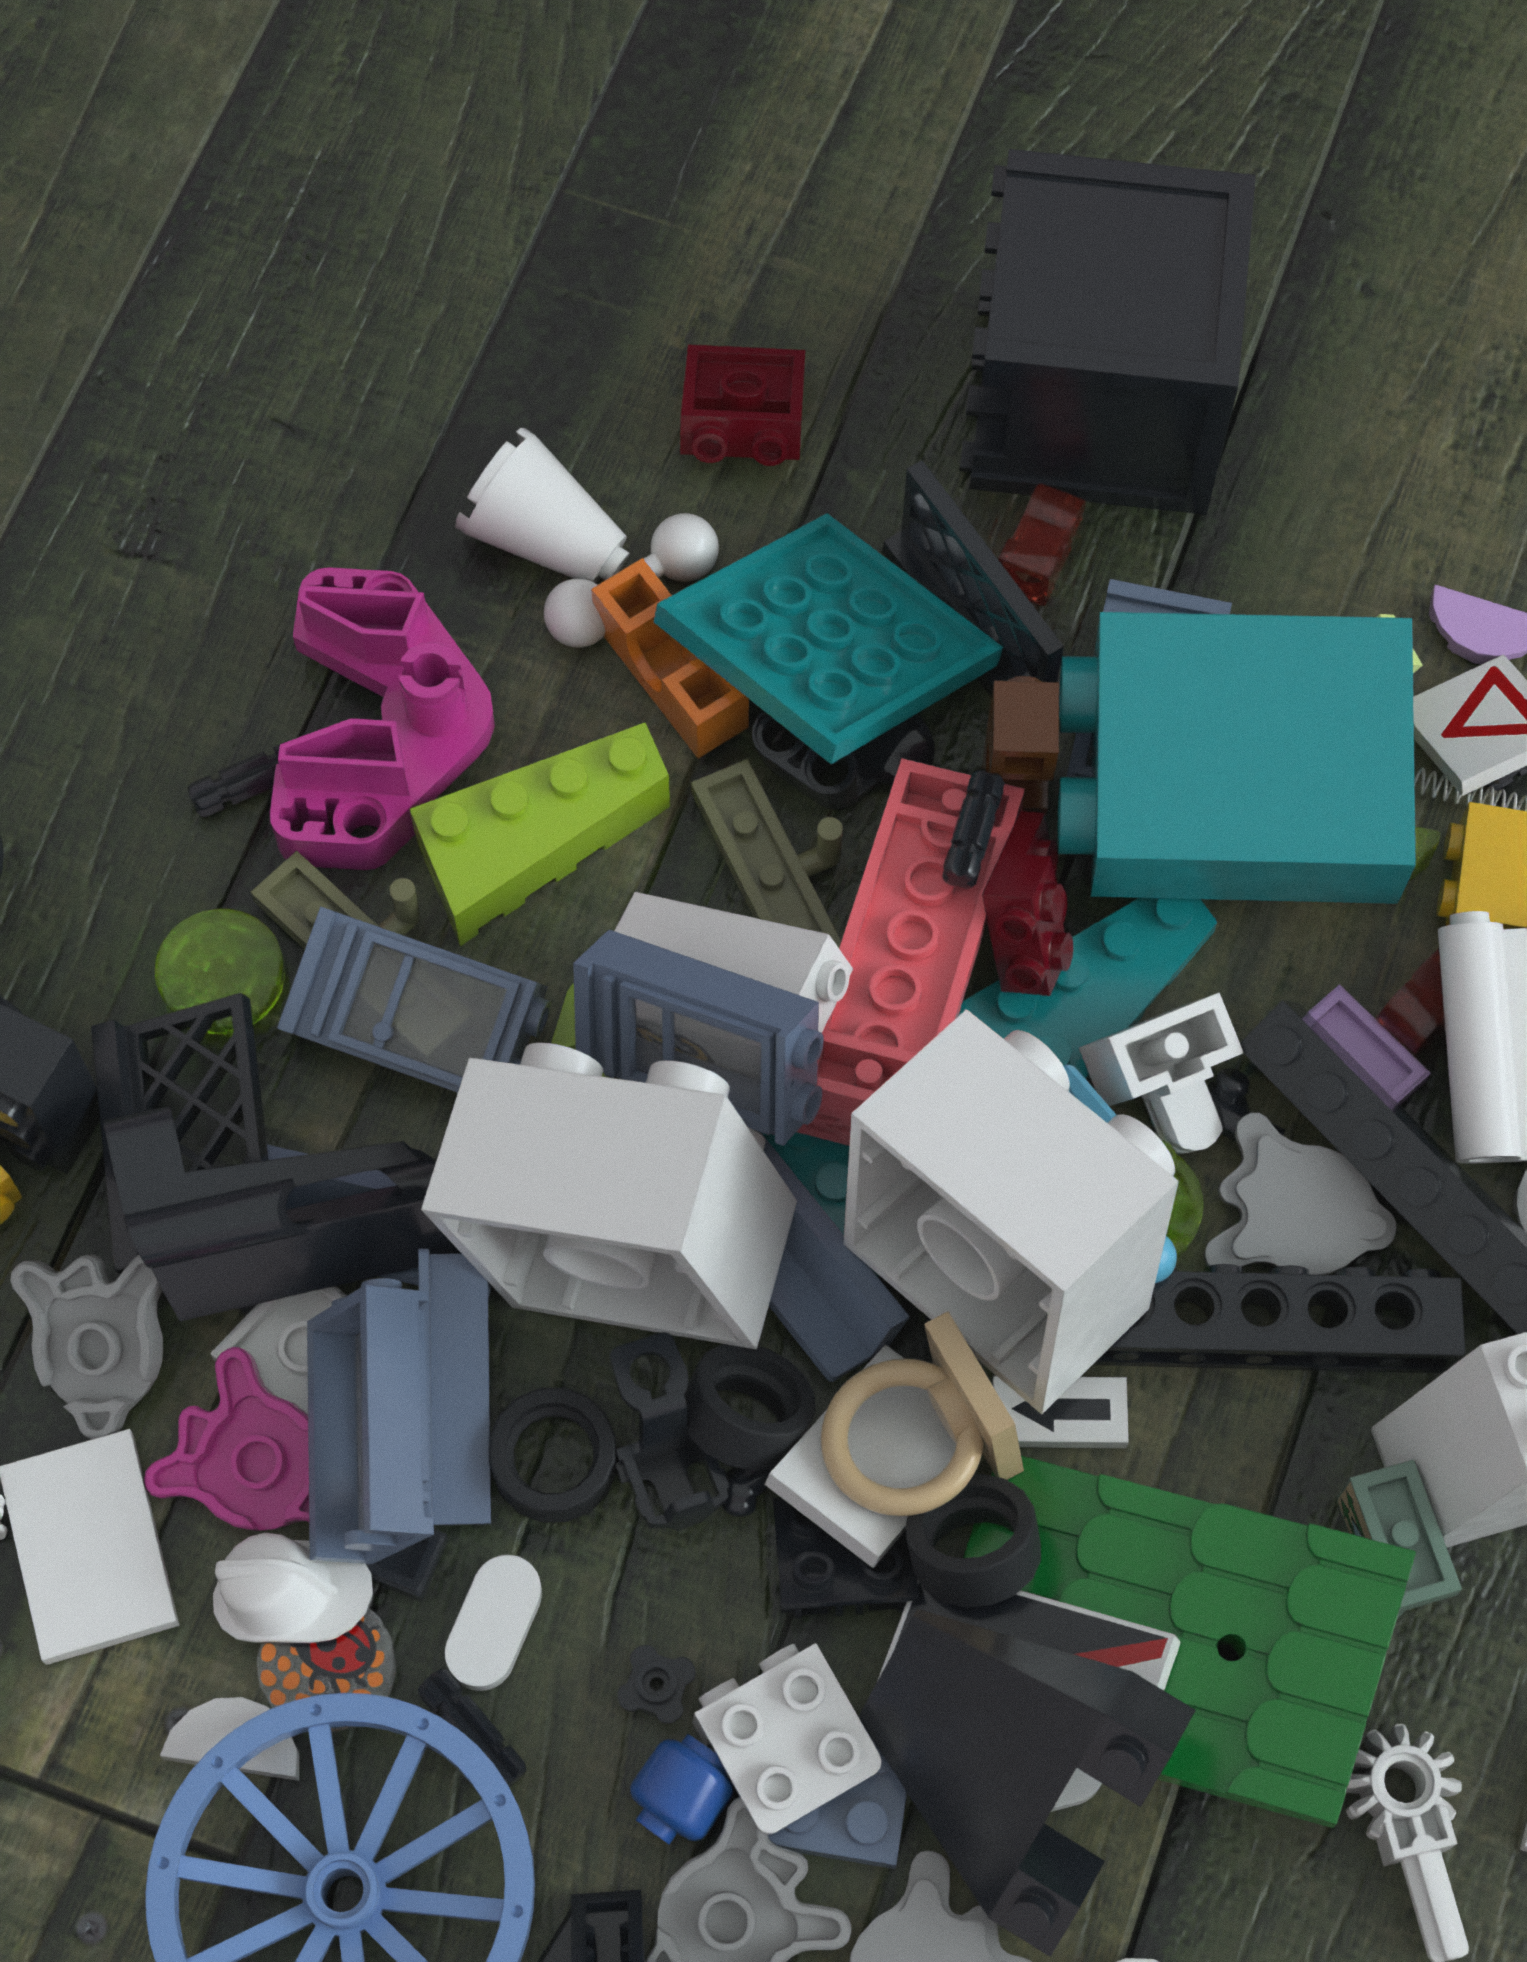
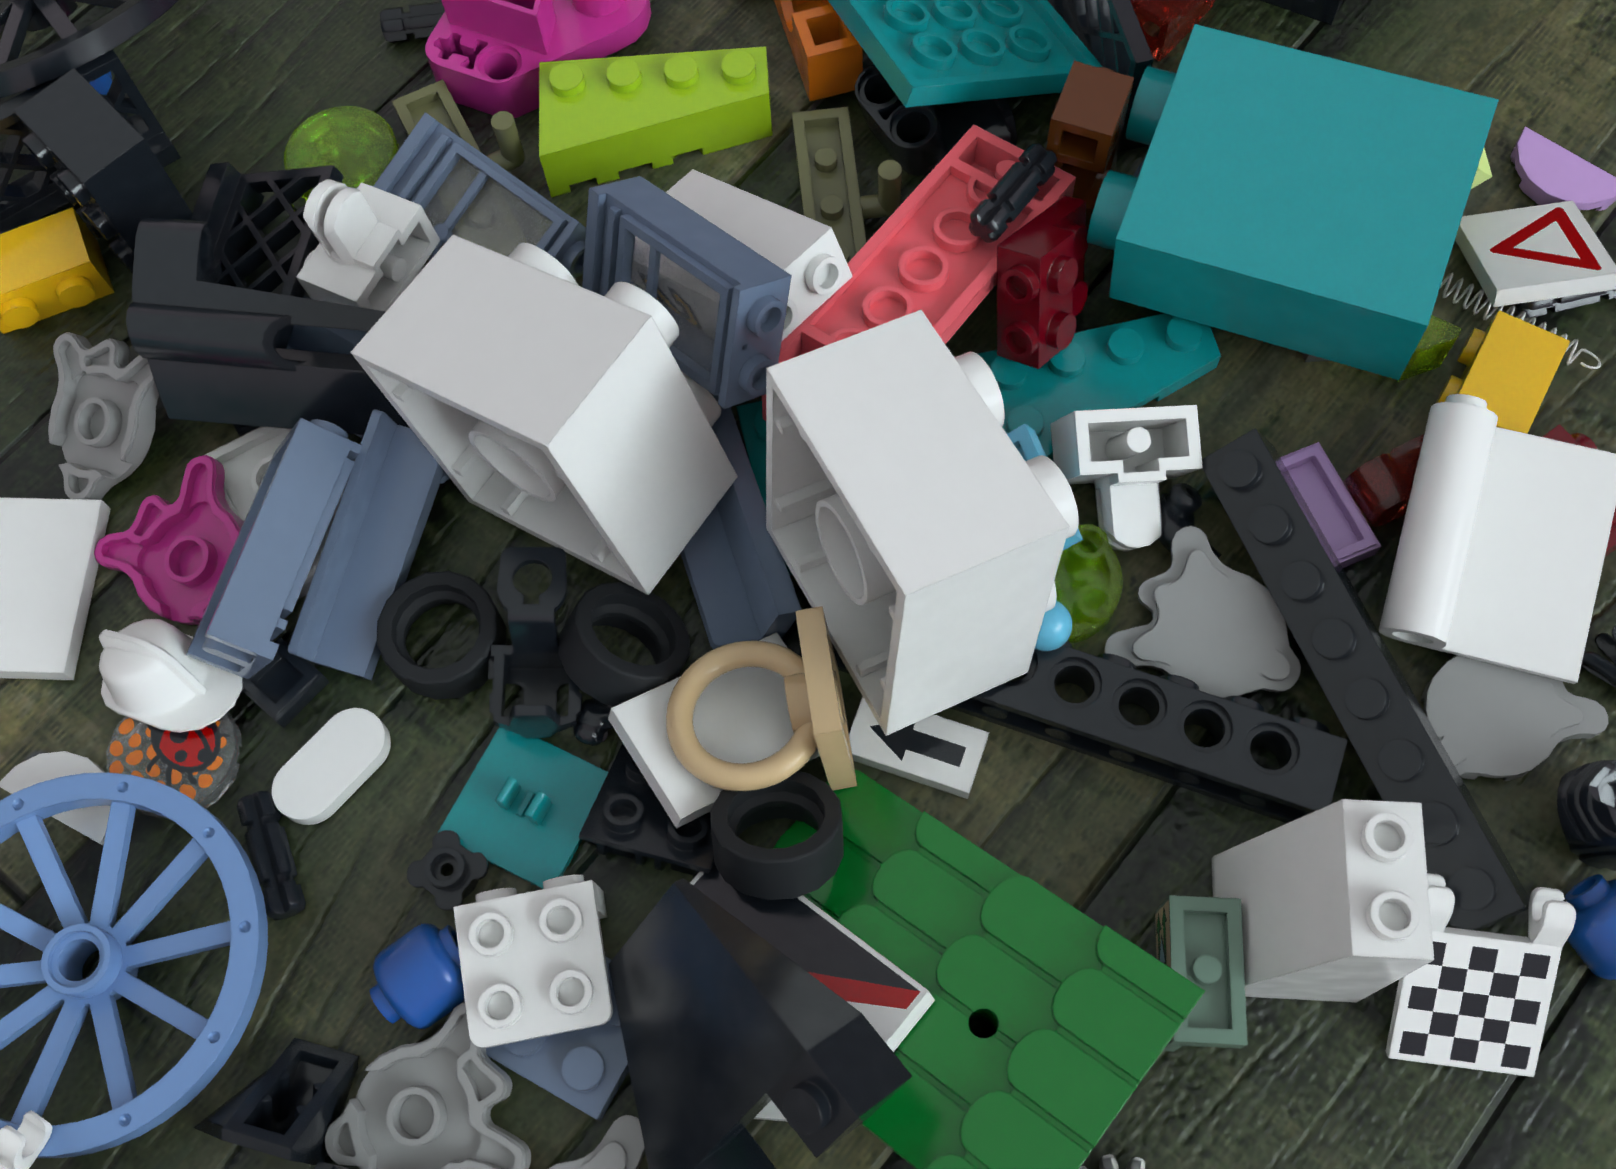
camera: 25 degrees right, 0 degrees up
(328, 1082) = (366, 245): none -> white brick
(705, 1596) = (525, 806): none -> teal piece

